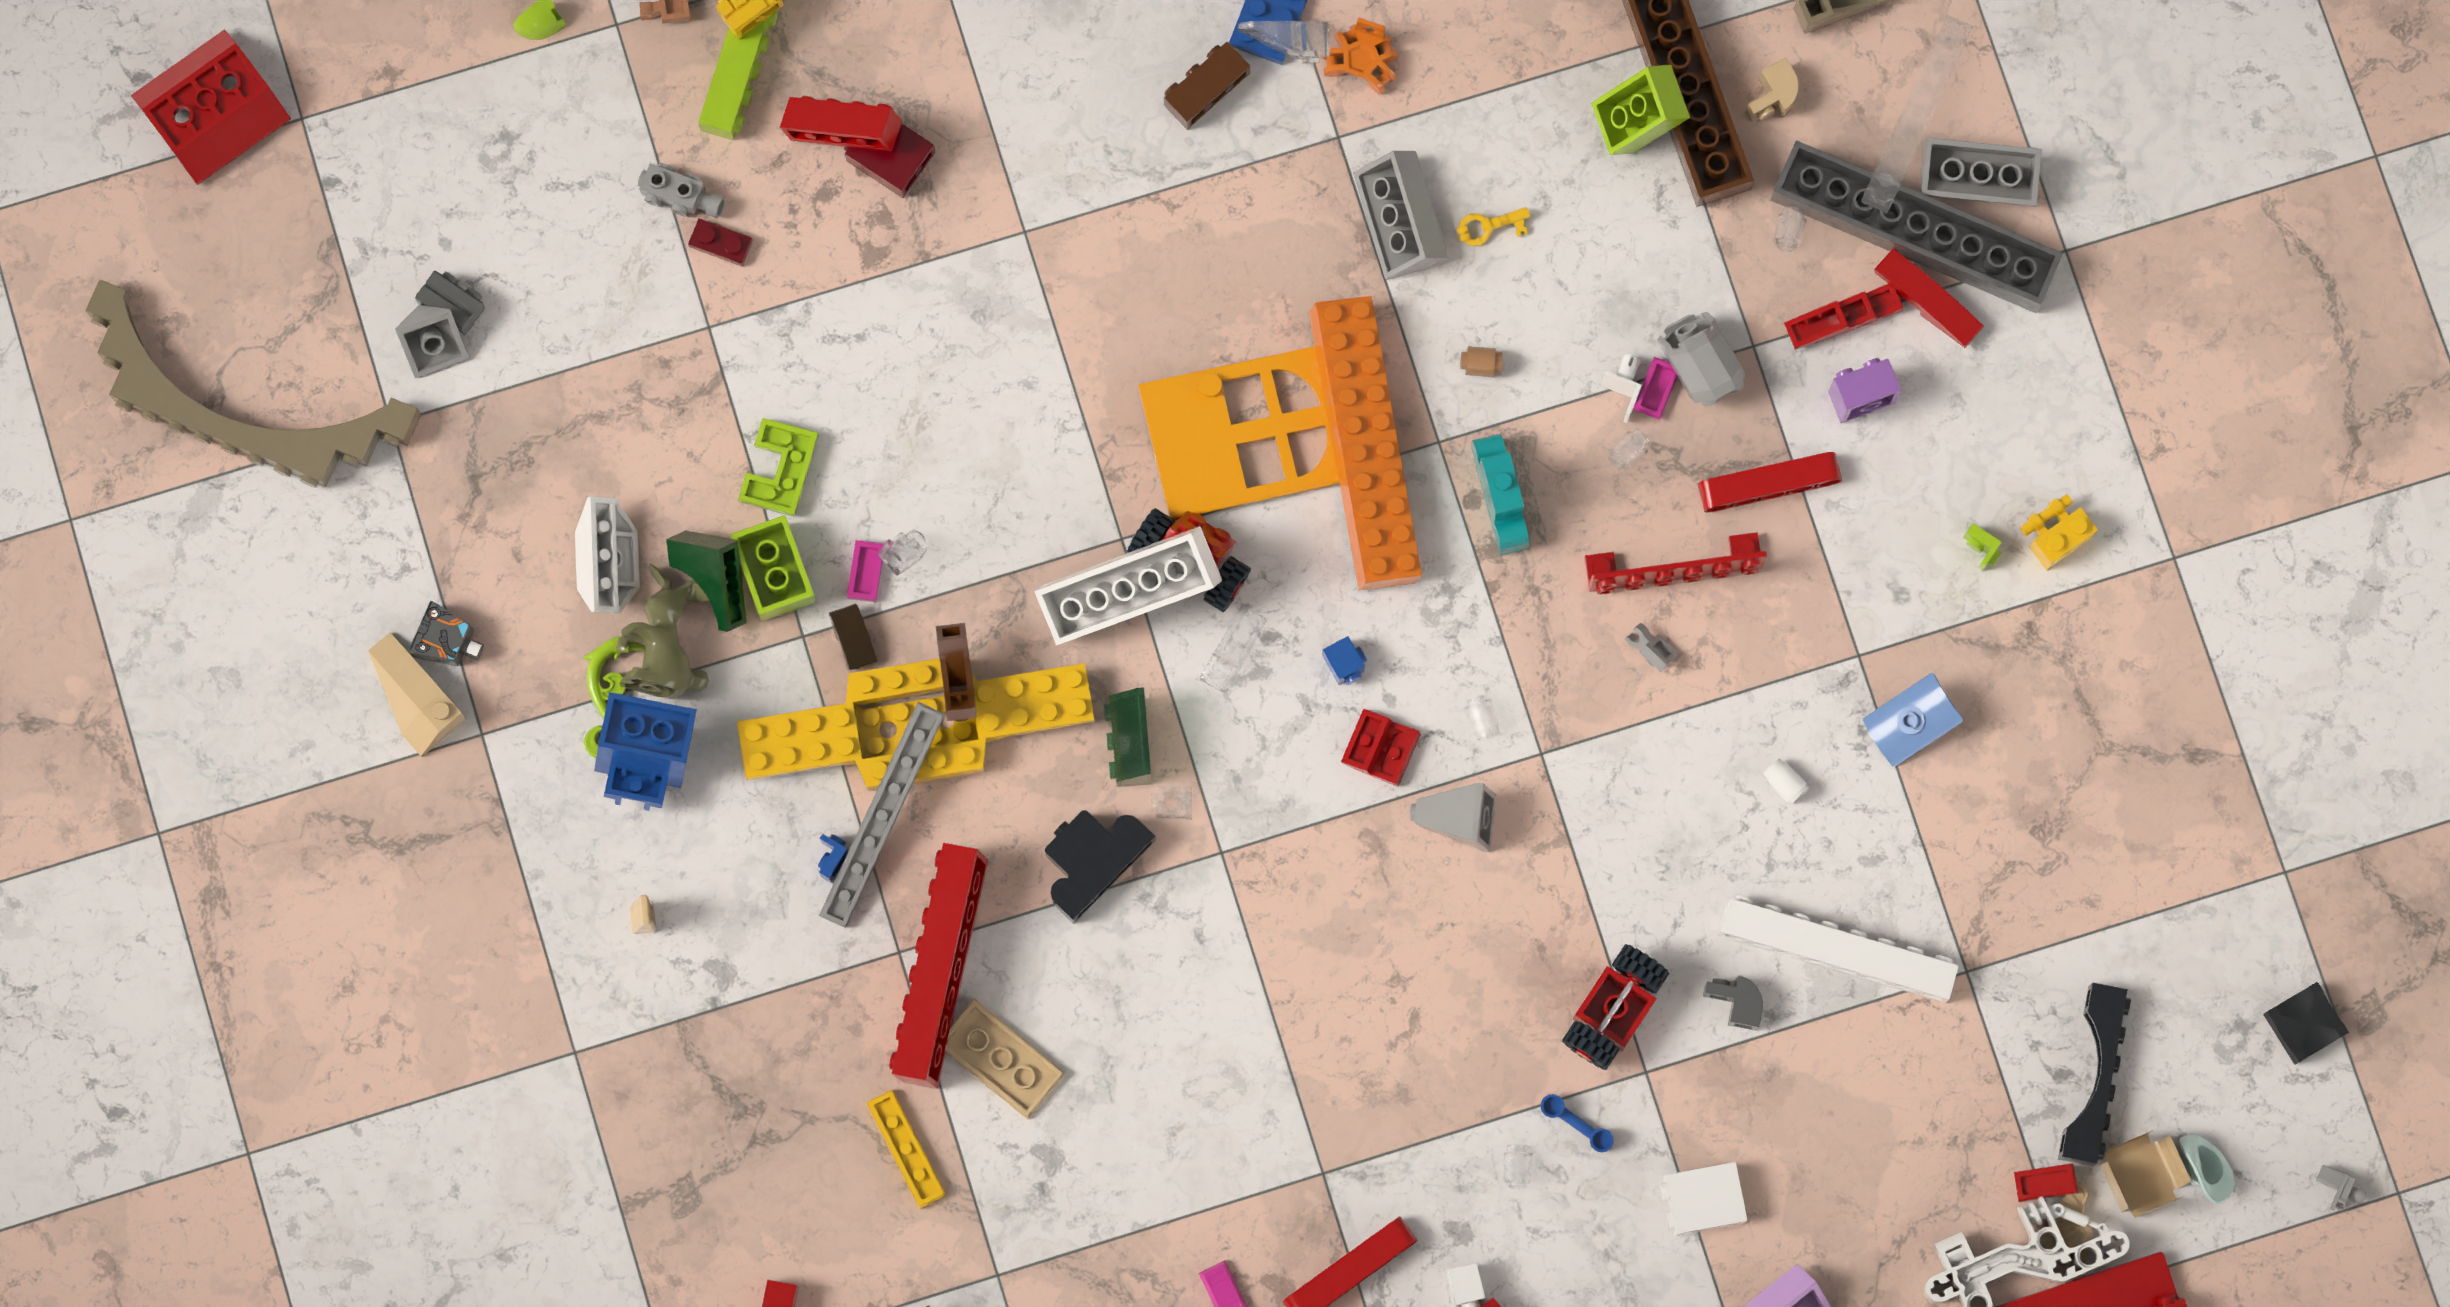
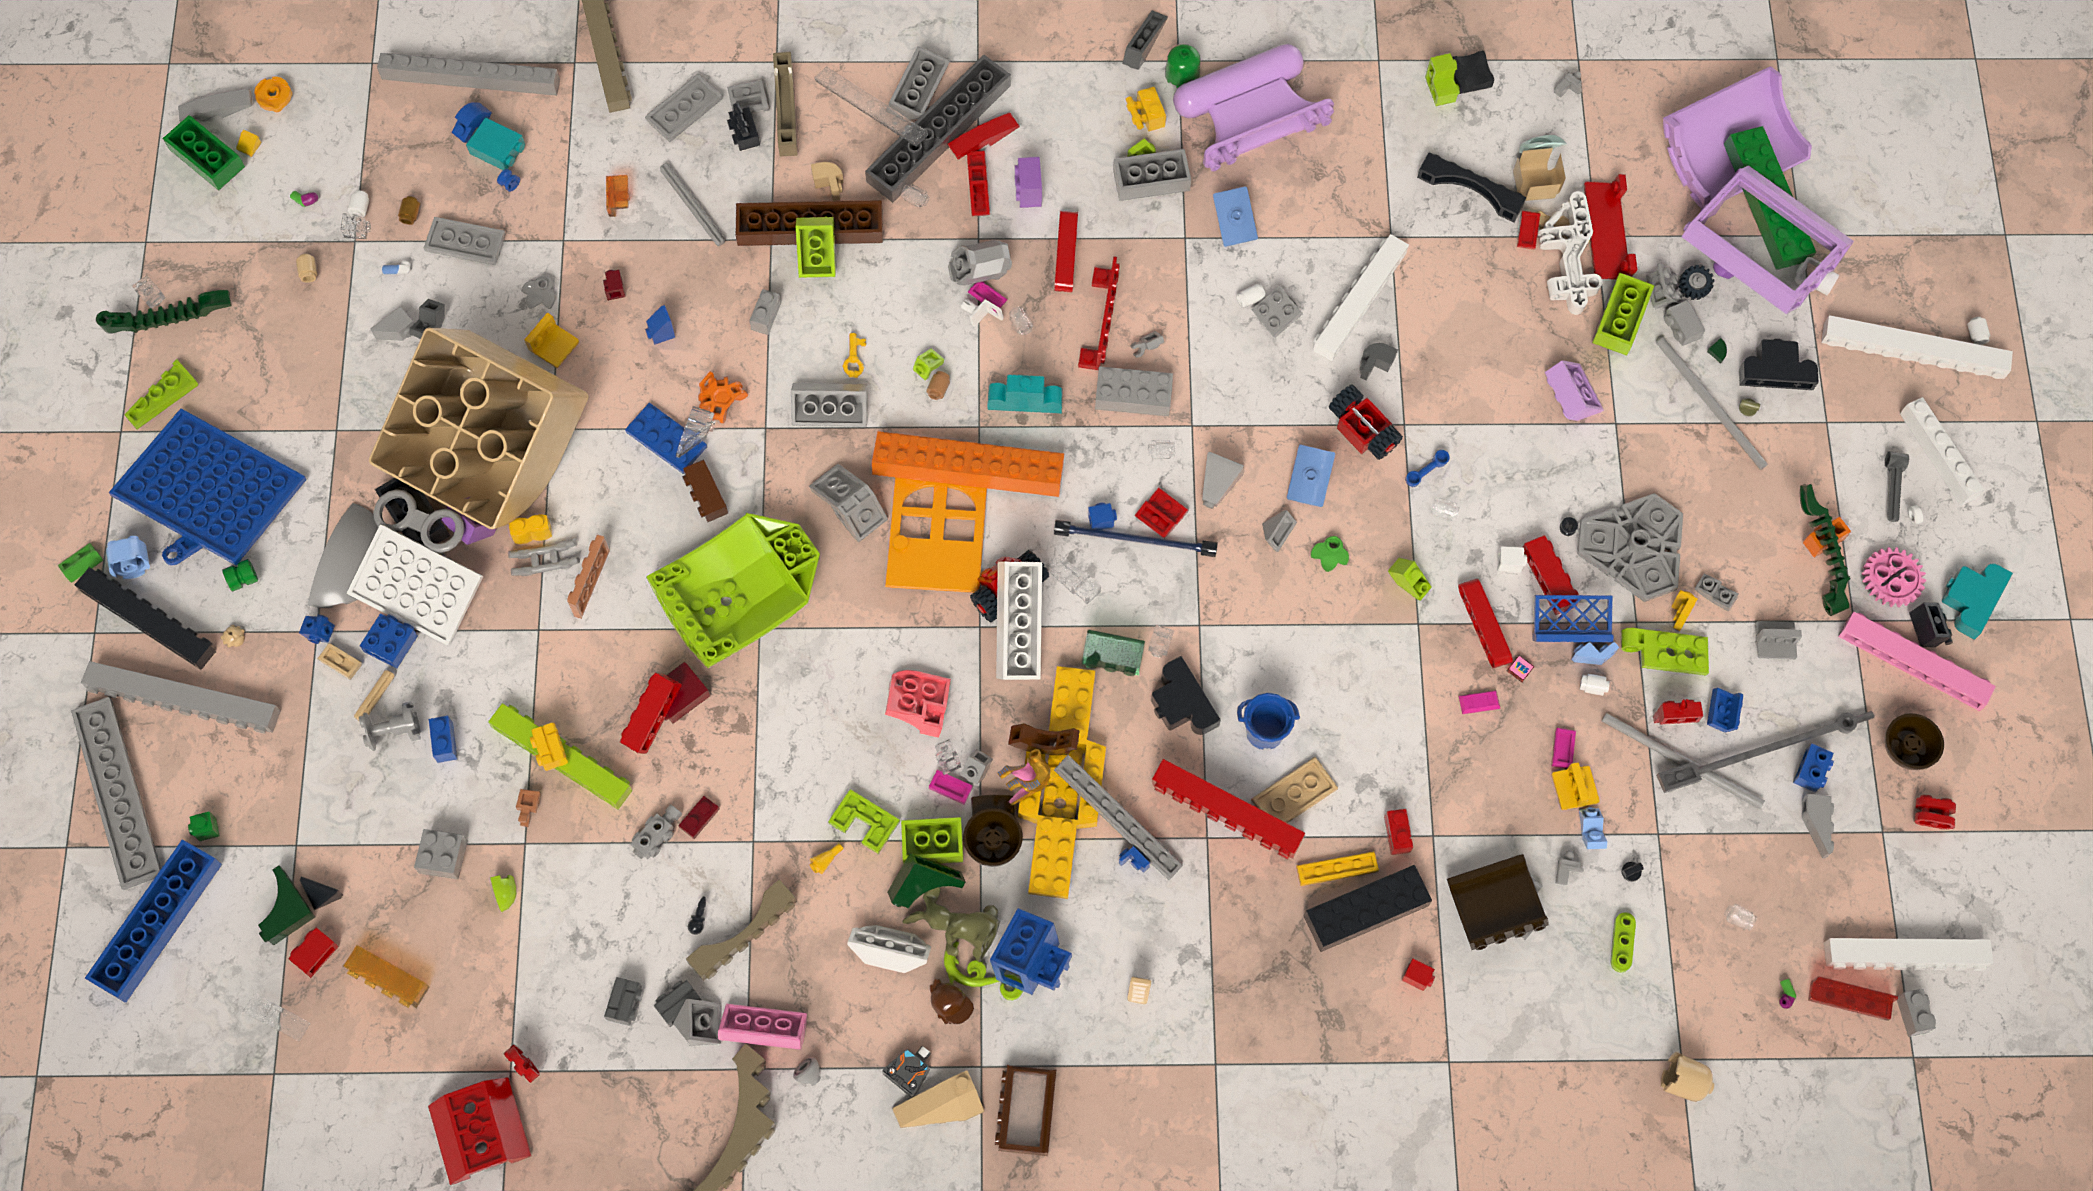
camera: 75 degrees left, 10 degrees down
(307, 130) = (523, 1065): none -> red plate
(405, 503) = (807, 1072): none -> light grey brick
(432, 230) = (623, 1001): none -> dark grey brick
(434, 810) = (1026, 1110): none -> window
(448, 424) = (763, 1026): none -> bright pink brick
(553, 664) = (950, 1003): none -> reddish brown hair
(567, 289) = (696, 925): none -> black bar
(624, 382) = (710, 957): none -> dark tan arch
(705, 429) = (822, 861): none -> yellow cone
(794, 633) = (992, 827): none -> dark brown piece
(855, 1204) = (1367, 908): none -> black brick
(901, 596) = (976, 767): none -> light grey brick
(907, 672) = (1030, 776): none -> pearl gold piece
(975, 485) = (918, 700): none -> coral slope
(982, 1220) = (1398, 832): none -> red brick
(1087, 982) = (1268, 719): none -> blue piece
(1114, 189) = (756, 563): none -> lime wedge
(1252, 291) = (851, 501): none -> light grey bracket
(1342, 827) = (1064, 528): none -> dark blue hose
(1386, 1141) = (1410, 578): none -> lime slope
(1389, 1012) = (1330, 556): none -> bright green plate
(1407, 926) = (1278, 529): none -> light grey slope
(1505, 950) = (1310, 475): none -> medium blue shield
(1514, 335) = (927, 363): none -> lime bracket
(1519, 73) = (765, 312): none -> light grey brick
(1563, 650) = (1134, 391): none -> light grey brick
(1703, 1199) = (1492, 412): white brick -> none
(1770, 828) = (1277, 311): none -> light grey plate
(1942, 572) = (1152, 174): none -> light grey brick
(2123, 688) = (1251, 104): none -> lavender piece
(2155, 566) = (1182, 65): none -> green cylinder
(2188, 493) = (1143, 40): none -> dark grey slope
(2274, 977) = (1441, 79): none -> lime brick

